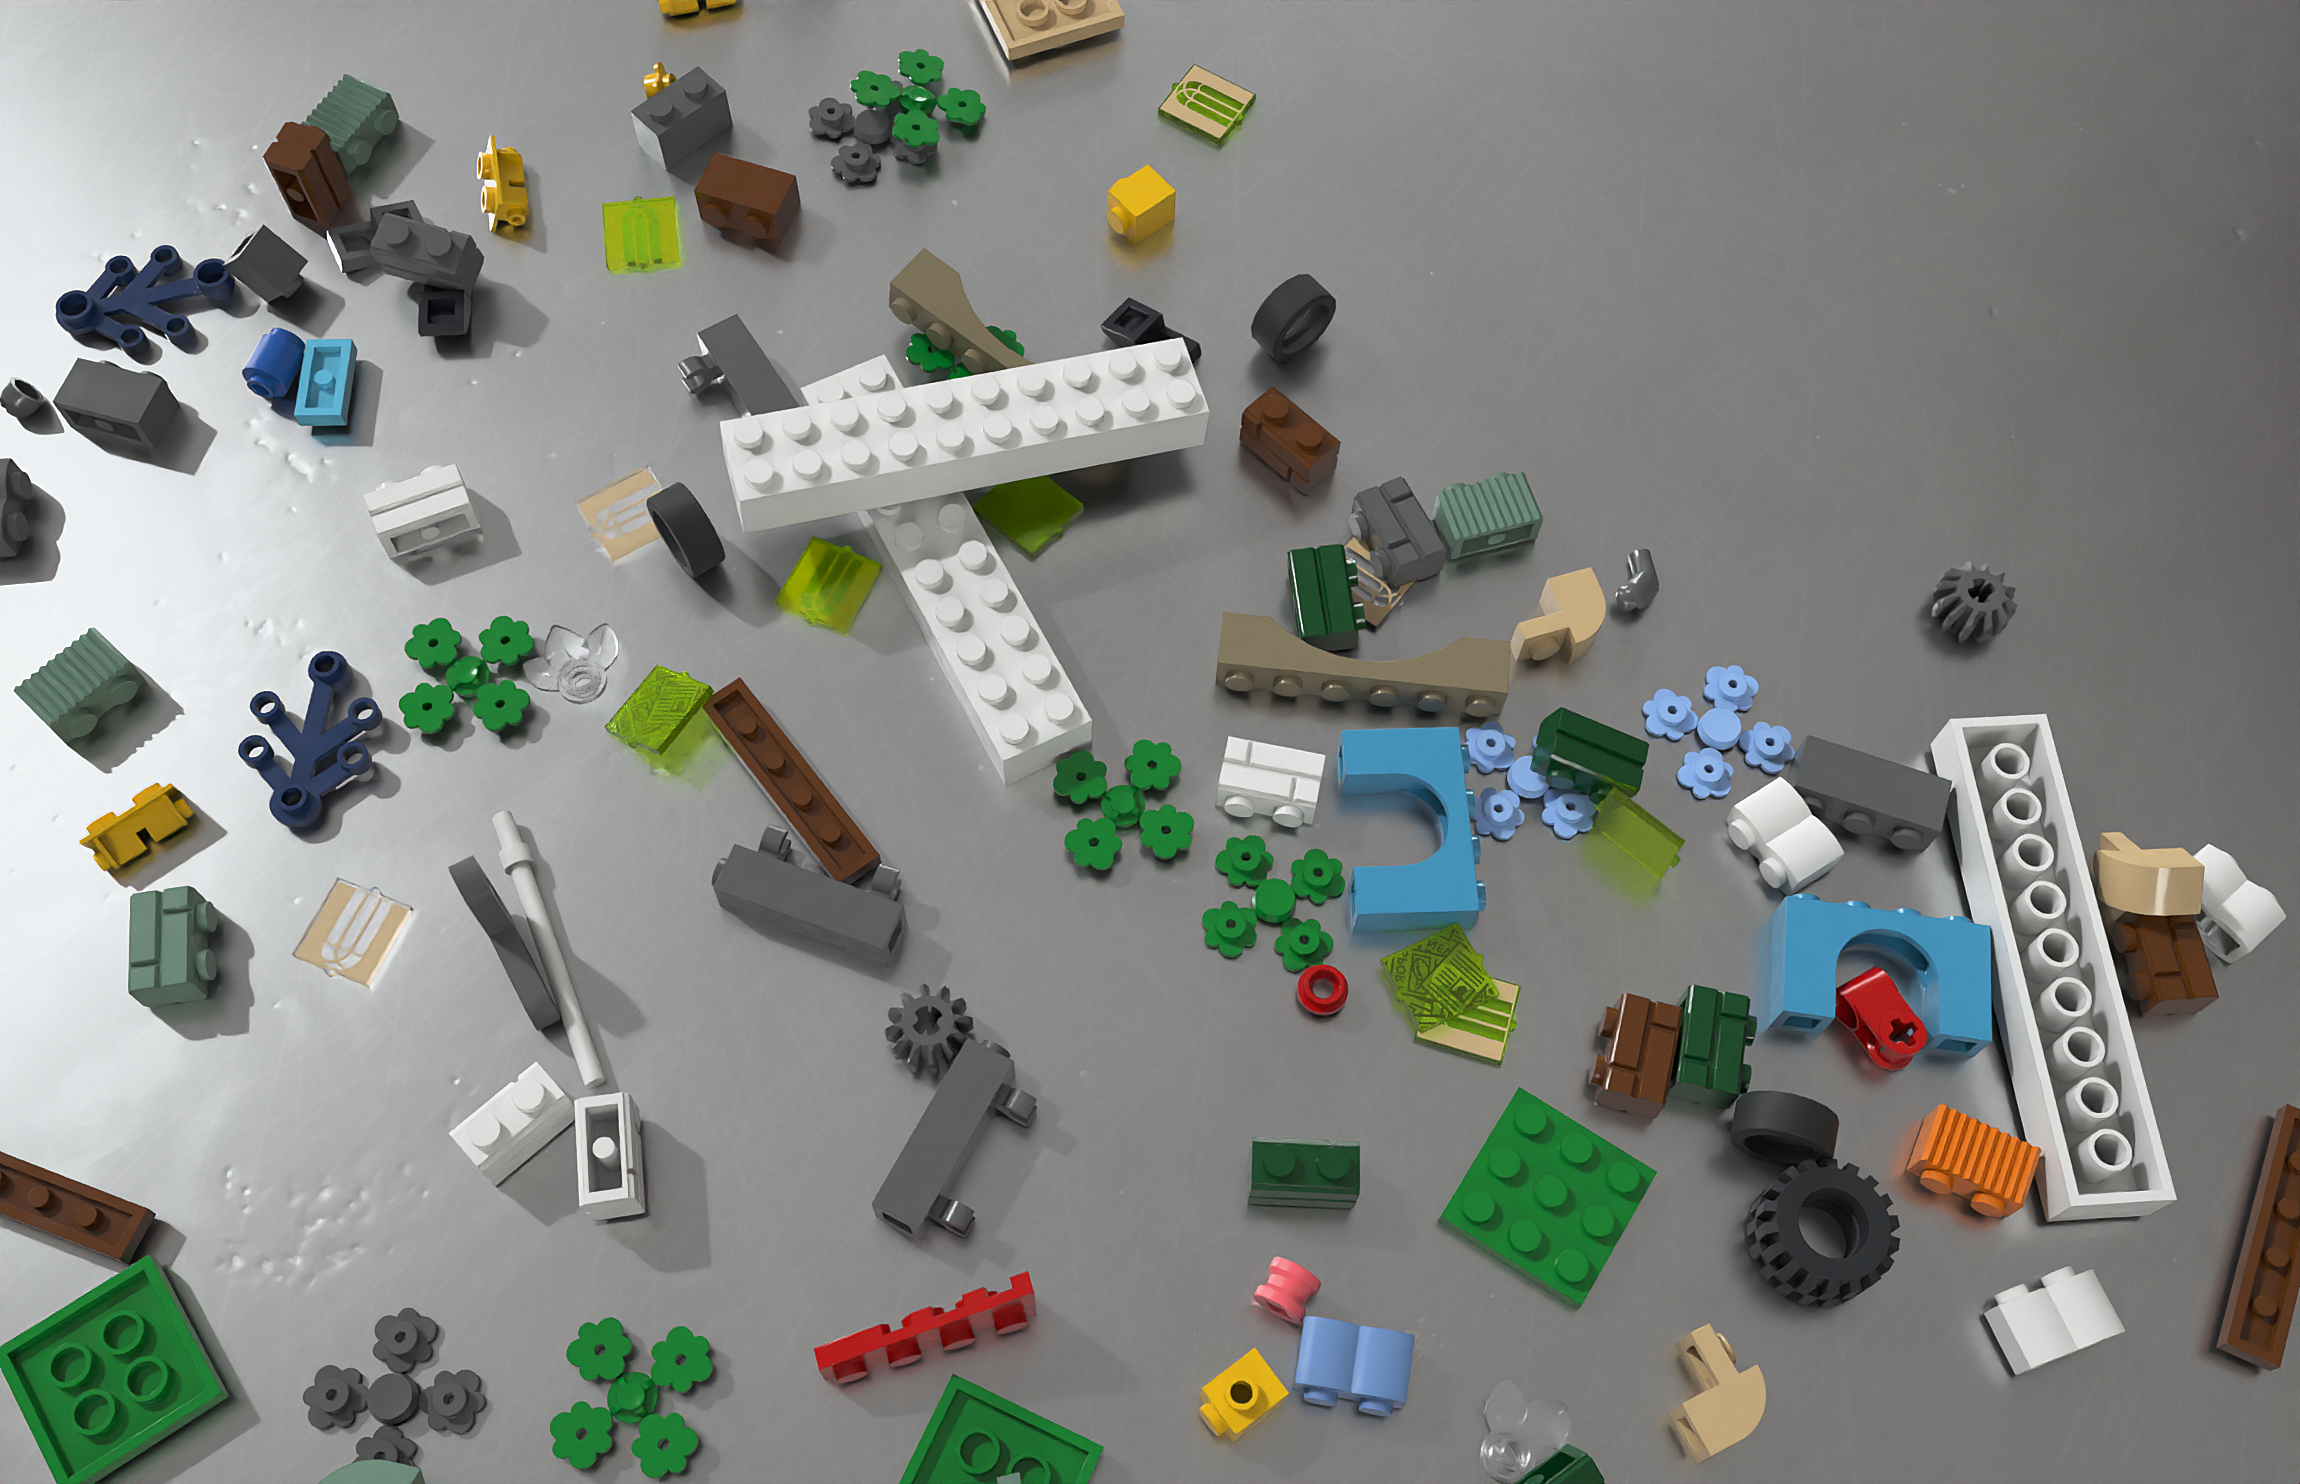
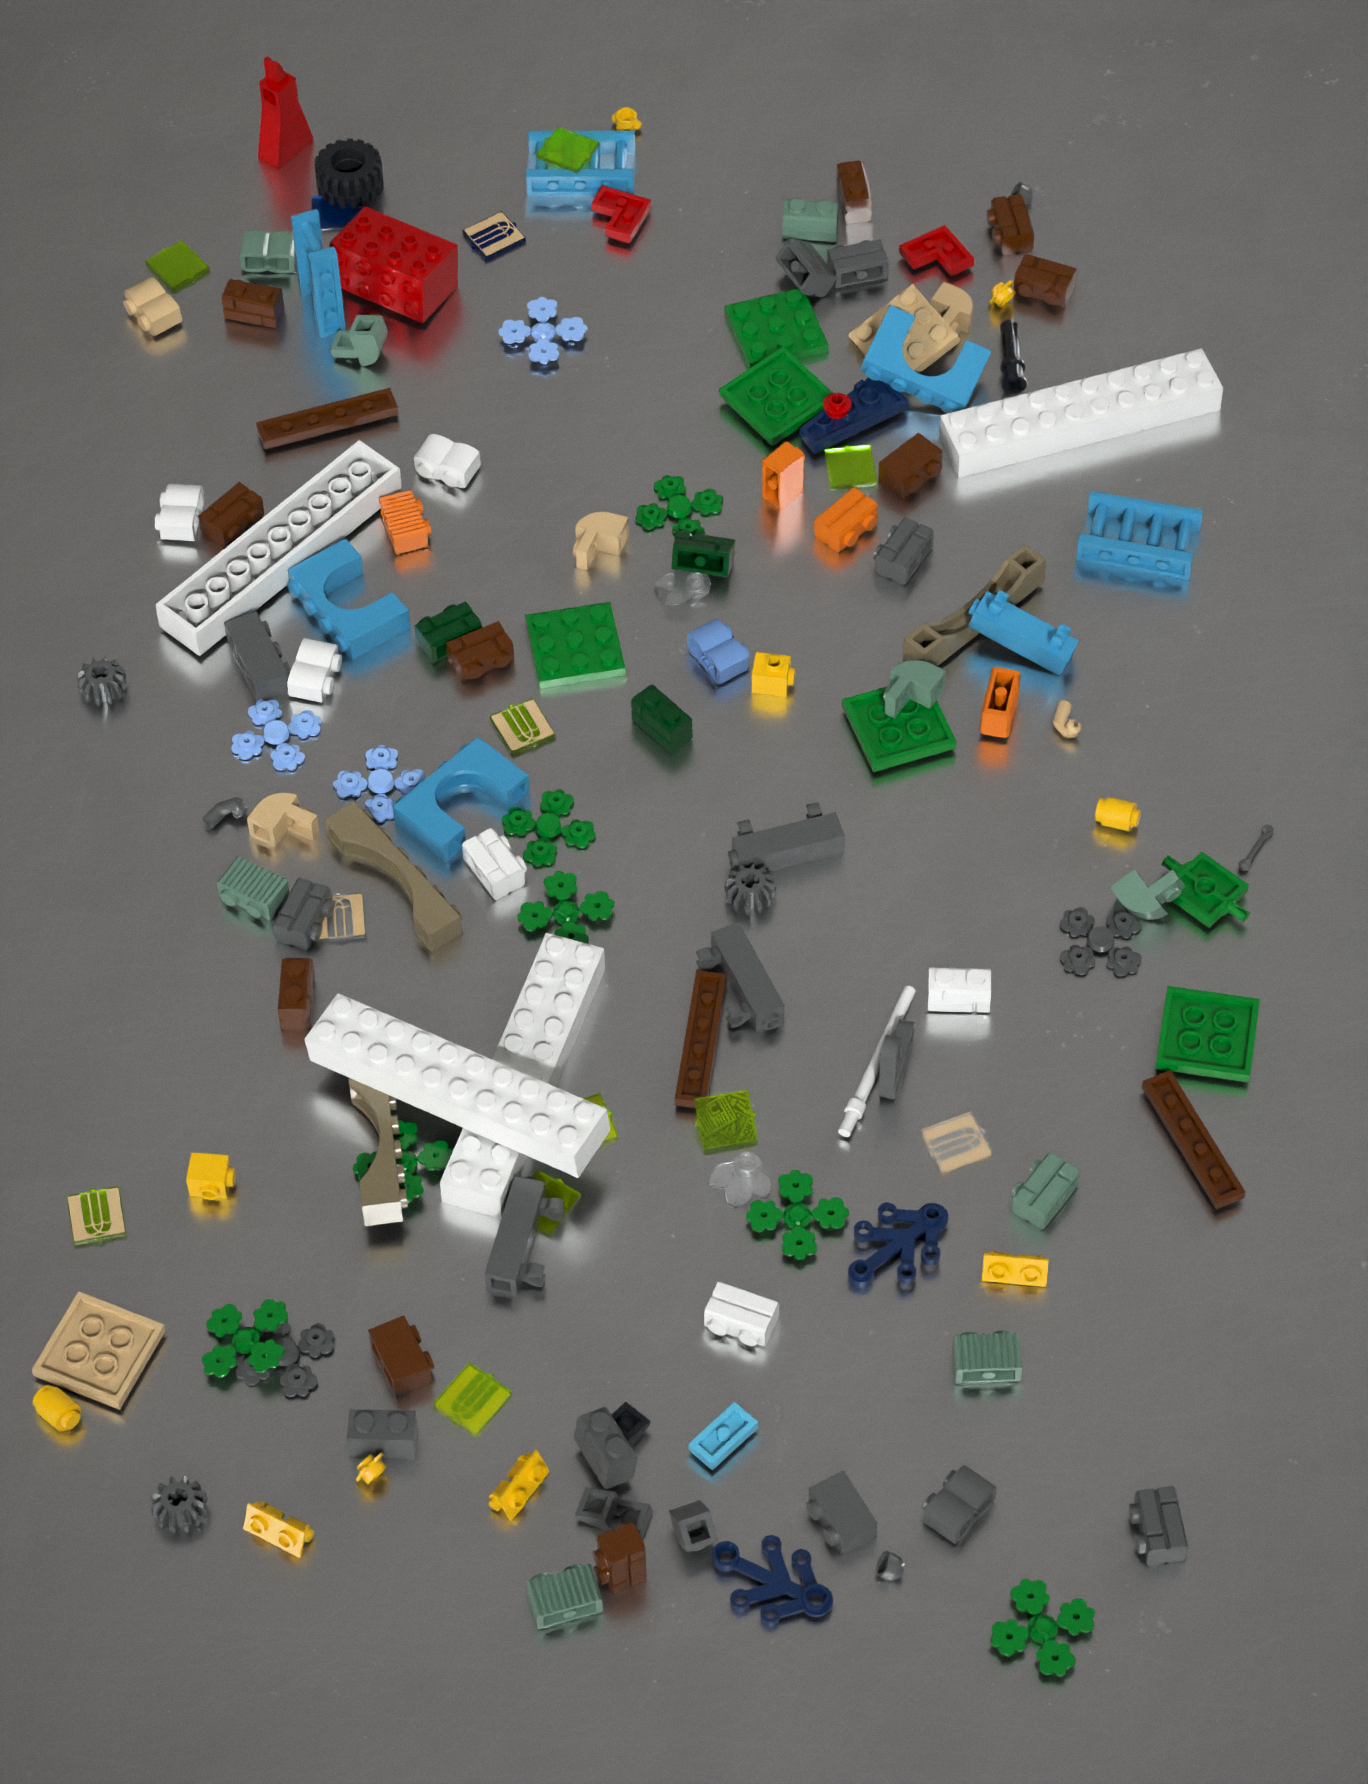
camera: 130 degrees left, 10 degrees down
(274, 363) = (740, 1467): blue brick -> none
(609, 1156) = (932, 940): white brick -> none
(620, 513) = (639, 1239): clear piece -> none
(631, 1398) = (1005, 863): green plant -> none
(686, 529) = (628, 1180): black tyre -> none
(976, 1312) = (857, 778): red wing -> none
(1138, 325) = (291, 1106): black slope -> none
(1287, 1290) = (714, 691): coral wheel -> none
(1293, 317) = (224, 1029): black tyre -> none
(1323, 597) = (375, 912): dark green brick -> none
(1327, 976) = (571, 770): red plate -> none
(1439, 978) = (521, 741): clear neon green piece -> none
(1588, 756) = (353, 755): dark green brick -> none
(1638, 833) = (374, 712): clear neon green piece -> none
(1783, 1128) = (463, 577): black tyre -> none
(1855, 1208) = (493, 527): black tyre -> none
(1877, 1017) = (369, 584): red piece -> none
(2147, 879) = (211, 530): tan brick -> none

